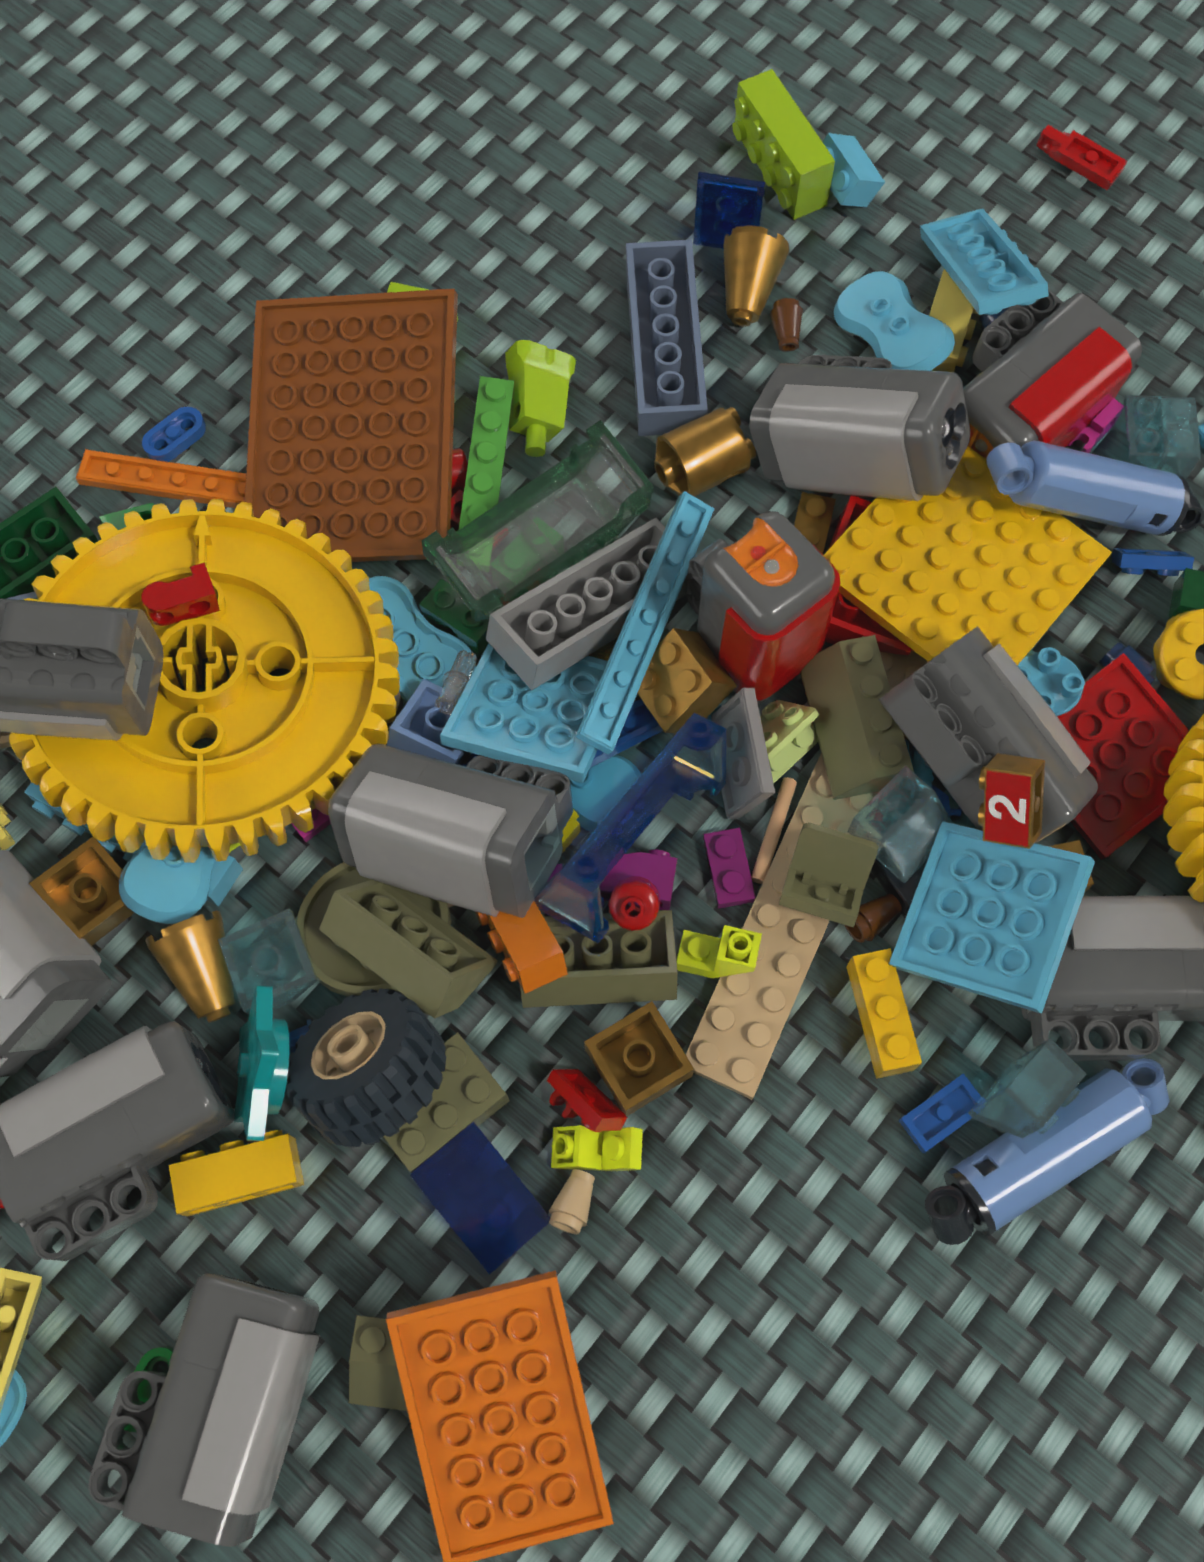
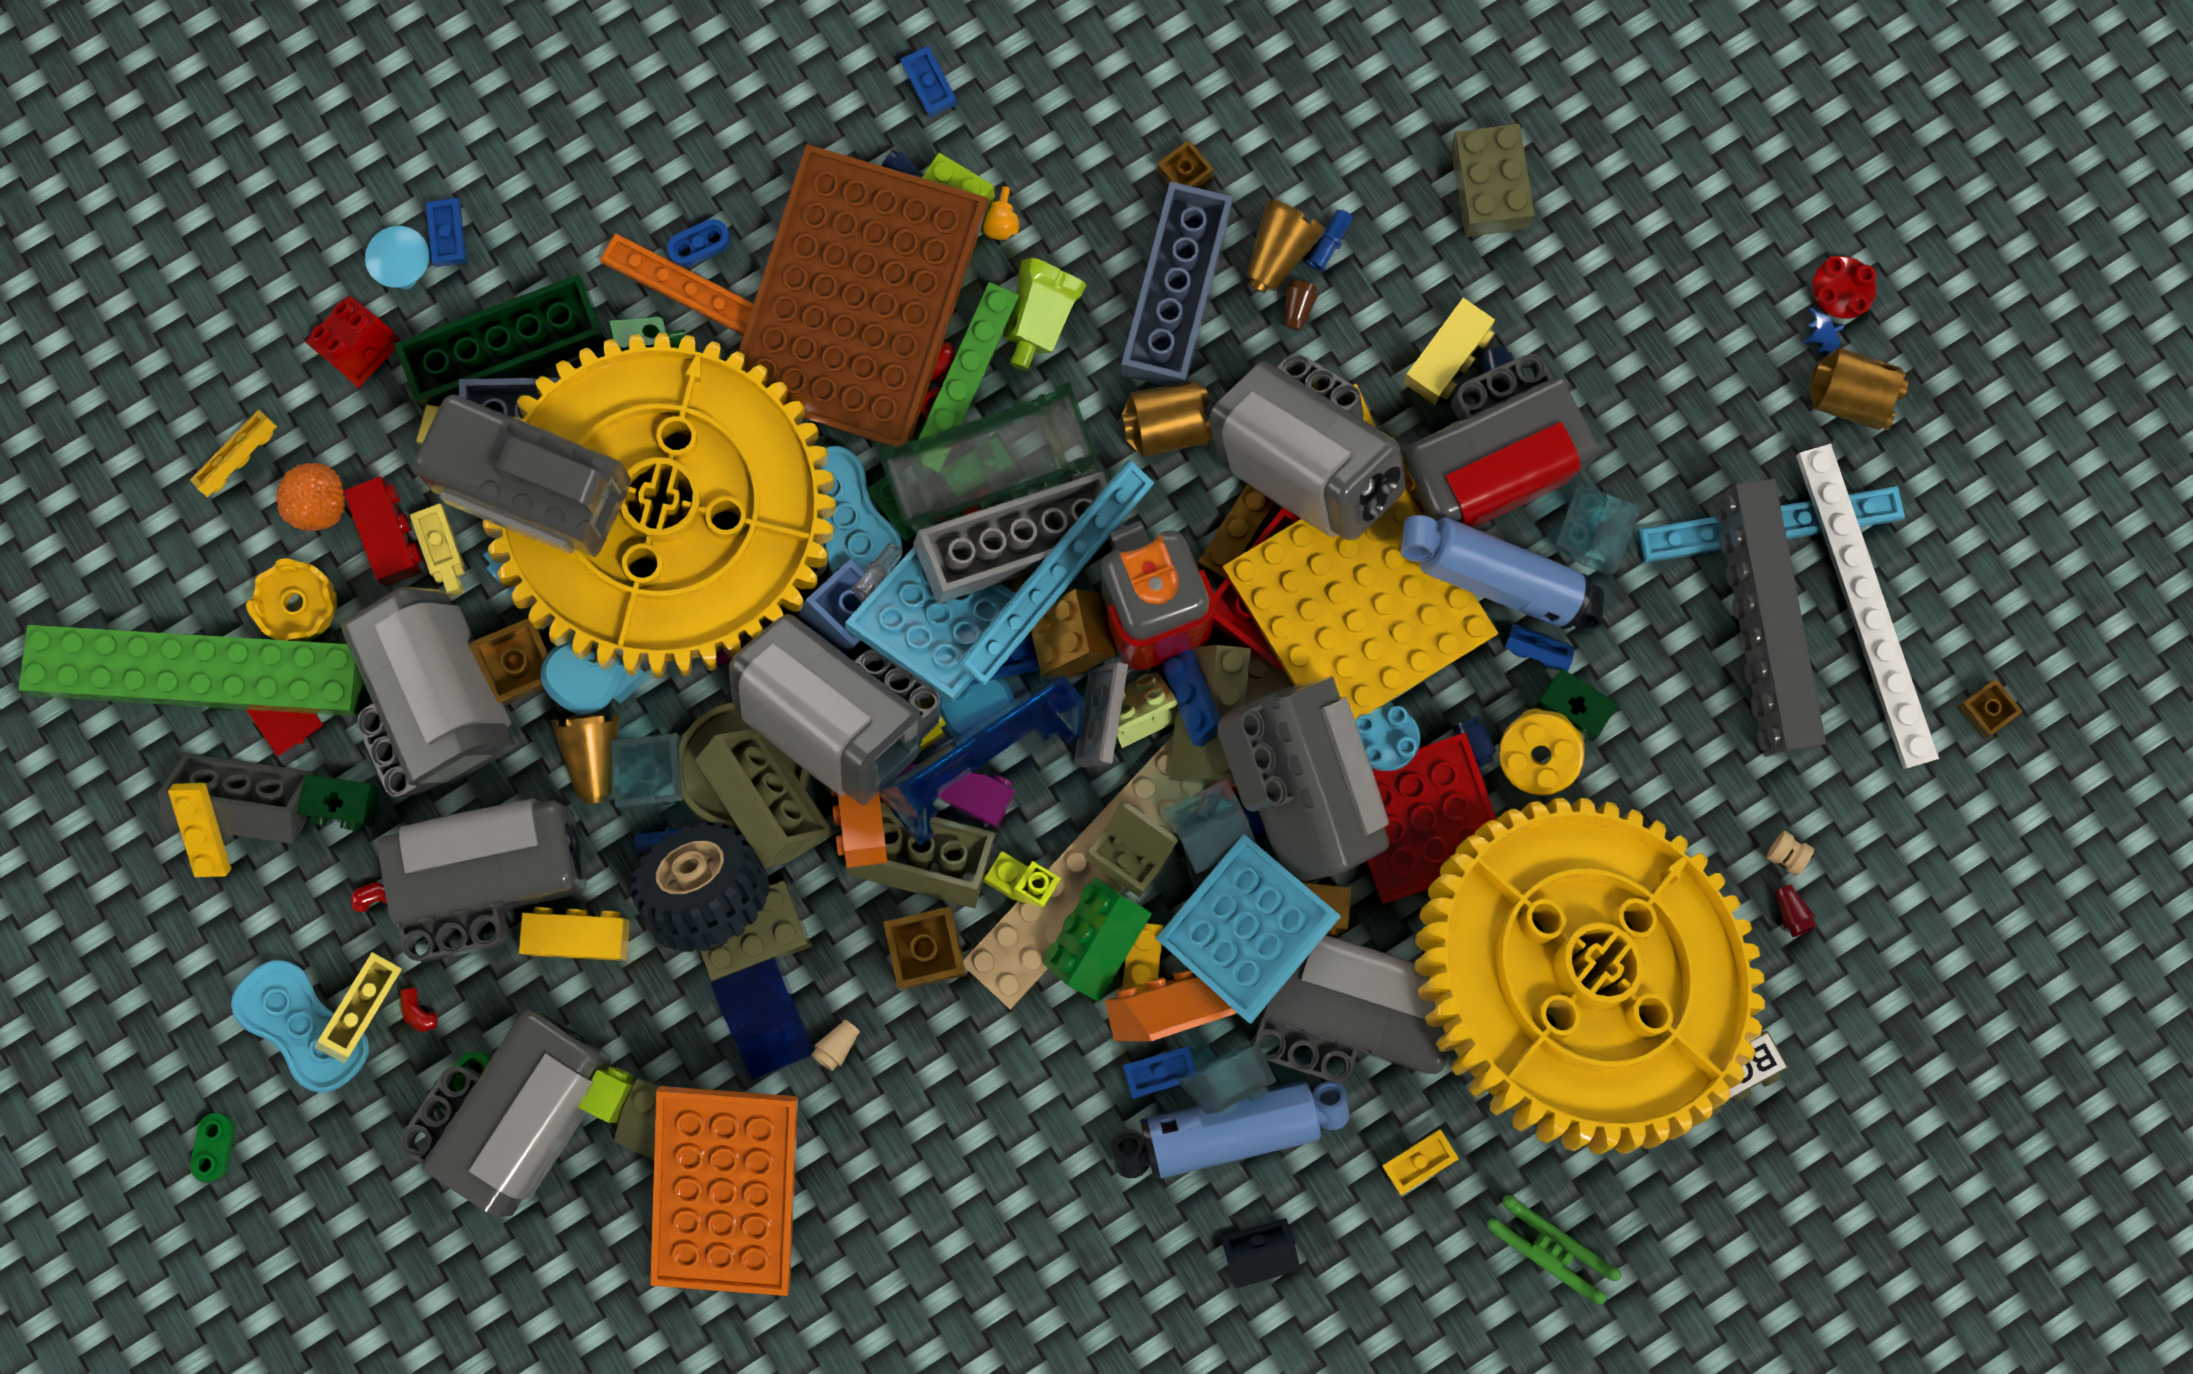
camera: 20 degrees right, 10 degrees up
(70, 1328) = (413, 1014): none -> red arm
(180, 599) = (659, 438): red leg -> none
(261, 1065) = (617, 858): teal plate -> none
(327, 1346) = (608, 1094): none -> lime brick
(359, 234) = (928, 81): none -> blue plate
(471, 333) = (1000, 218): none -> light orange piece
(584, 1099) = (870, 968): red plate -> none
(604, 1151) = (868, 1008): neon yellow slope -> none
(629, 231) = (1185, 166): none -> pearl gold piece
(634, 890) = (962, 820): red head -> none
(726, 204) = (1280, 176): clear blue slope -> none
(729, 868) = (1059, 809): magenta plate -> none
(773, 830) = (1110, 787): light nougat bar -> none
(783, 144) = (1360, 113): lime brick -> none
(794, 264) = (1330, 240): none -> blue axle
(825, 984) = (1096, 938): none -> green brick
(834, 703) = (1192, 697): none -> blue plate
(854, 175) = (1415, 158): medium azure brick -> none
(874, 917) = (1165, 892): reddish brown cone -> none
(885, 316) = (1399, 357): medium azure plate -> none
(925, 170) = (1492, 180): none -> olive brick
(934, 1032) = (1164, 1008): none -> orange slope
(984, 262) = (1495, 309): medium azure plate -> none
(1012, 800) = (1295, 842): brick -> none
(1082, 156) = (1654, 210): red hinge -> none
(1100, 425) = (1547, 502): dark pink plate -> none
(1134, 1281) = (1260, 1253): none -> black panel

